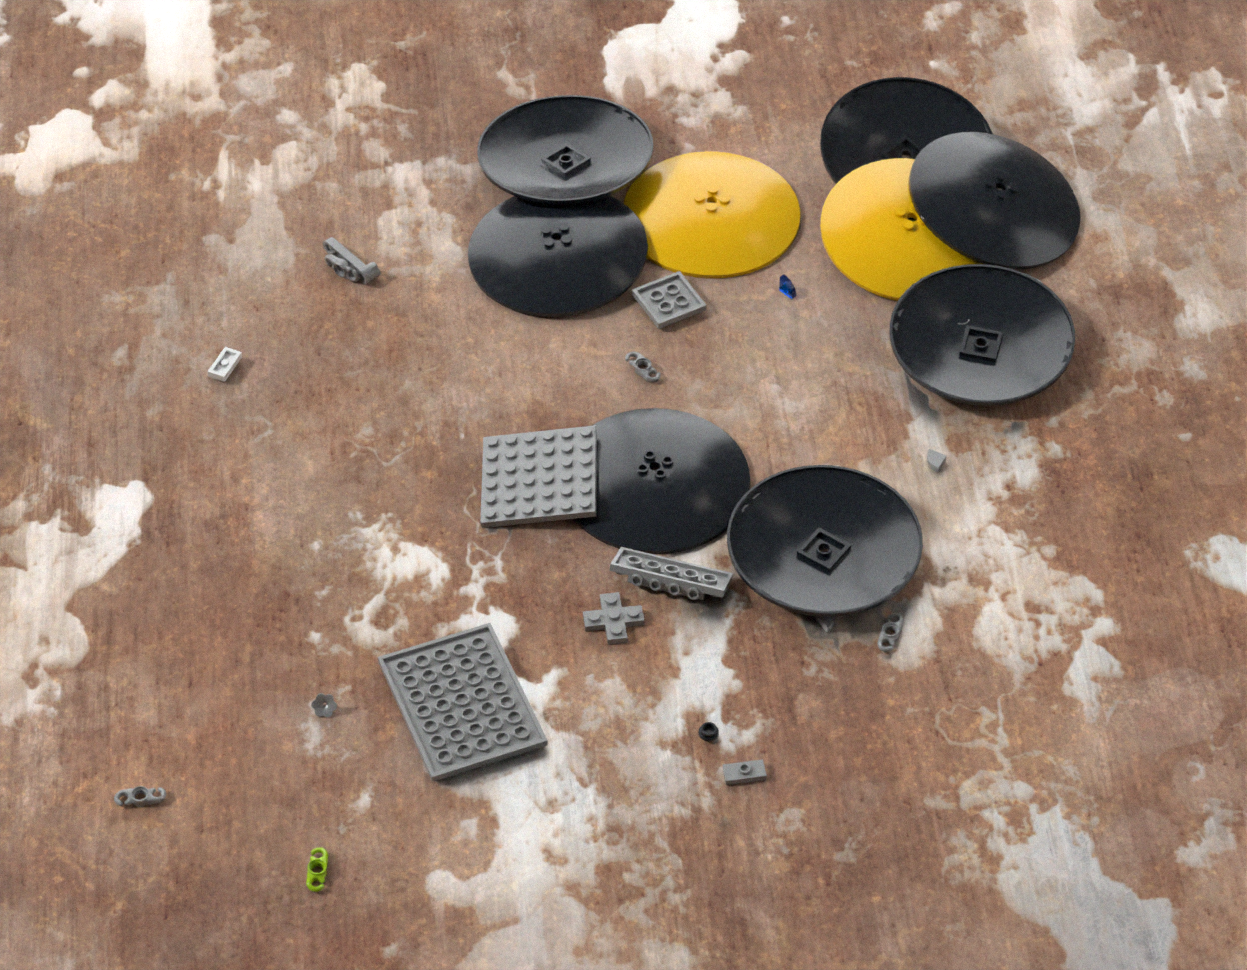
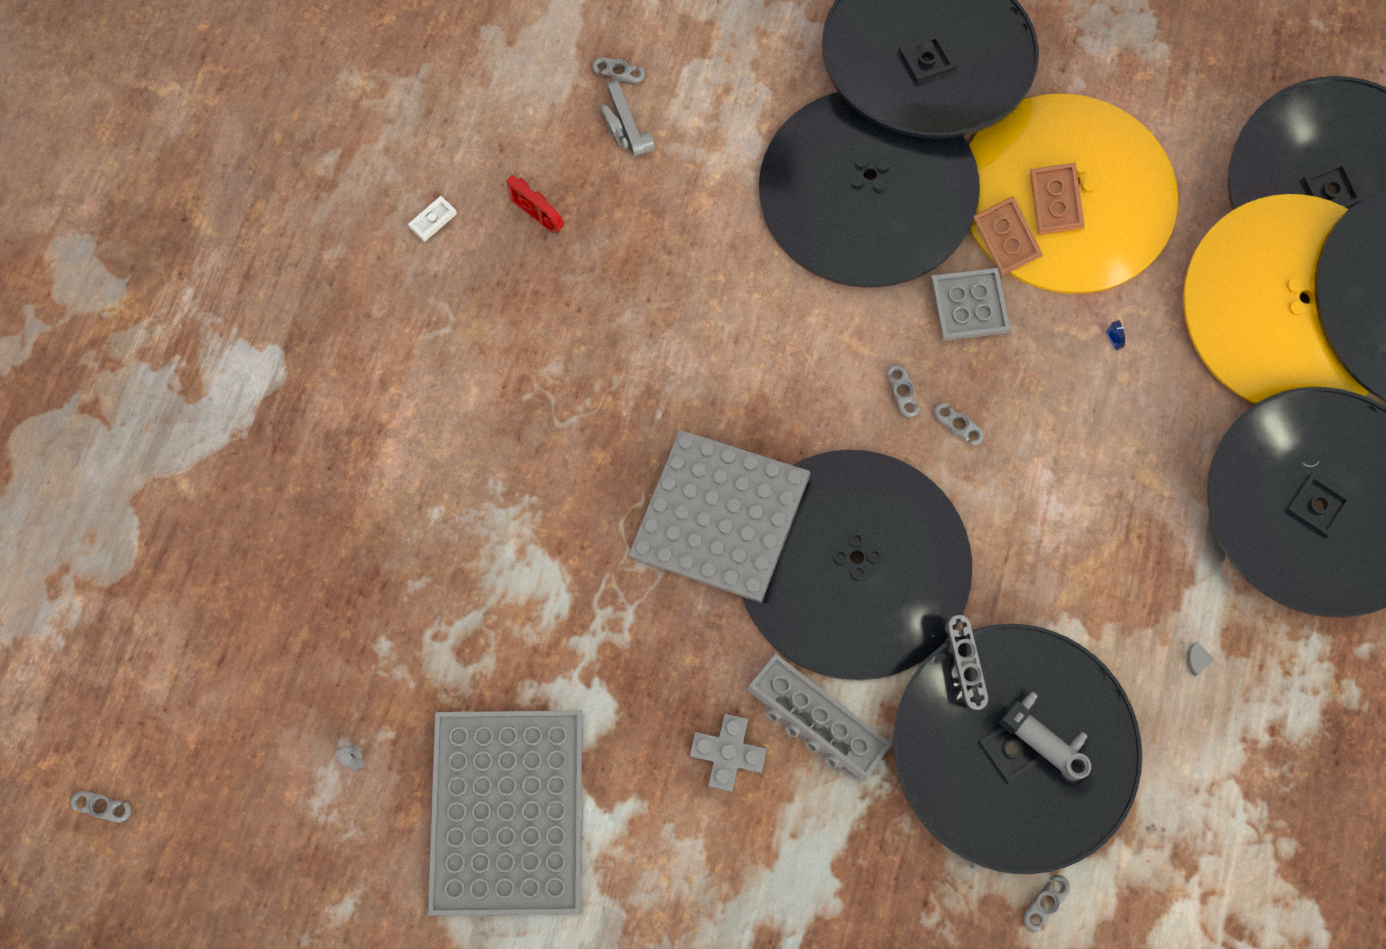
camera: 20 degrees right, 25 degrees up
(304, 329) = (534, 204): none -> red plate
(327, 228) = (612, 63): none -> light grey piece
(678, 248) = (1007, 236): none -> nougat tile
(685, 375) = (947, 421): none -> light grey piece
(704, 212) = (1057, 198): none -> nougat tile
(749, 483) = (965, 662): none -> light grey beam
(866, 532) = (1045, 742): none -> light grey piece

